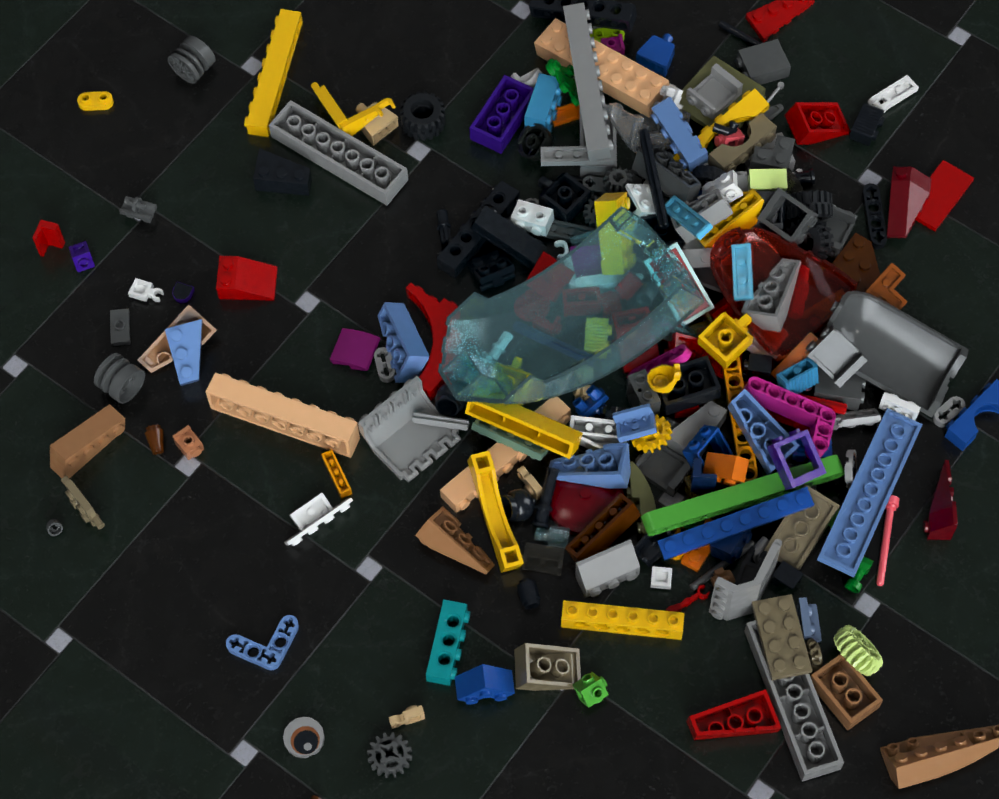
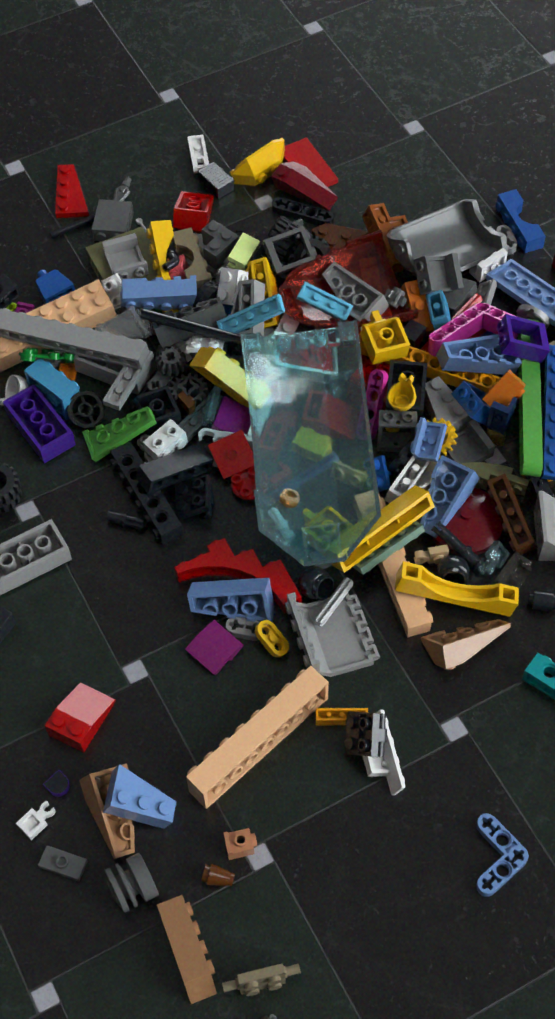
camera: 65 degrees left, 5 degrees down
(319, 493) = (365, 734): none -> black plate
(380, 387) = (272, 638): none -> yellow plate
(513, 336) = (289, 498): none -> clear orange tile
(523, 177) = (120, 431): none -> bright green wing
(582, 215) = (187, 402): none -> reddish brown plate
(791, 332) = (395, 297): none -> dark grey gear
(805, 54) = (122, 191): none -> dark grey piece
(909, 153) = (260, 164): none -> yellow wedge

